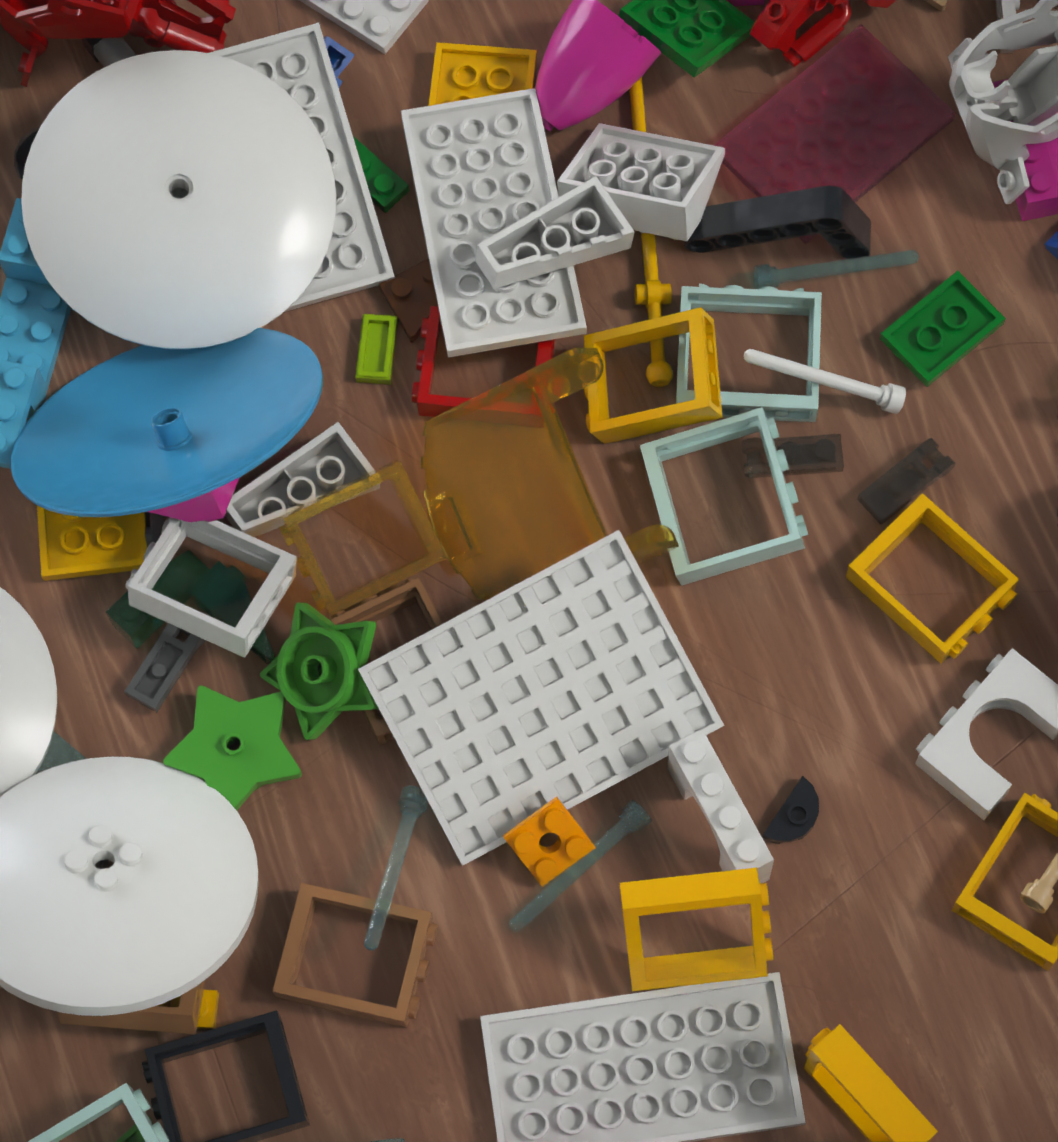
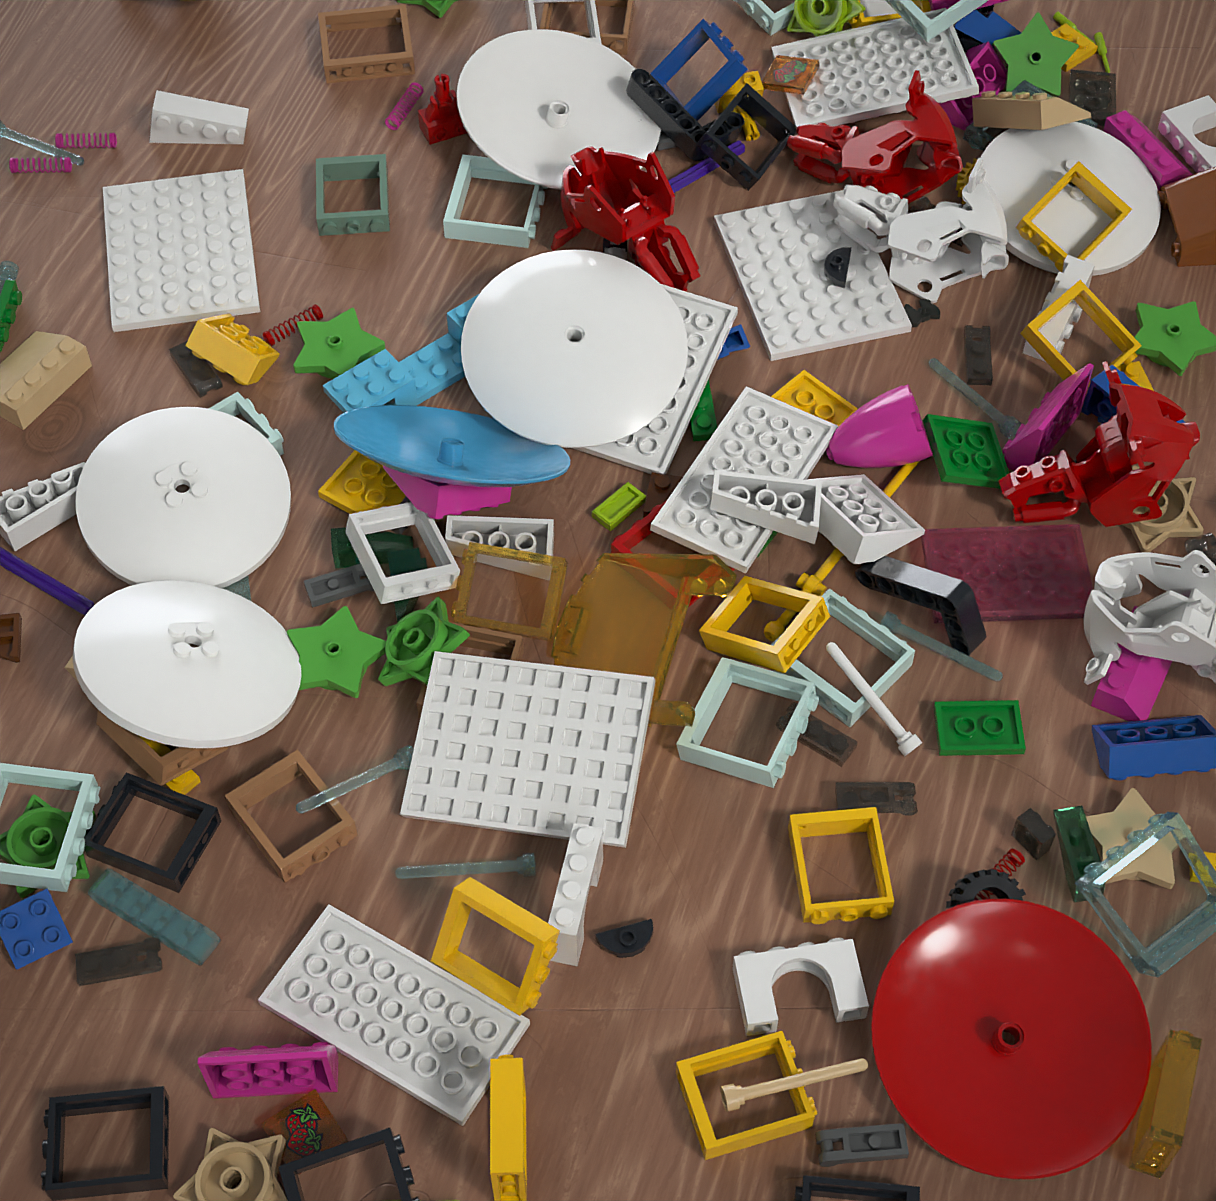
camera: 35 degrees right, 15 degrees down
(549, 861) = (447, 846): light orange piece -> none

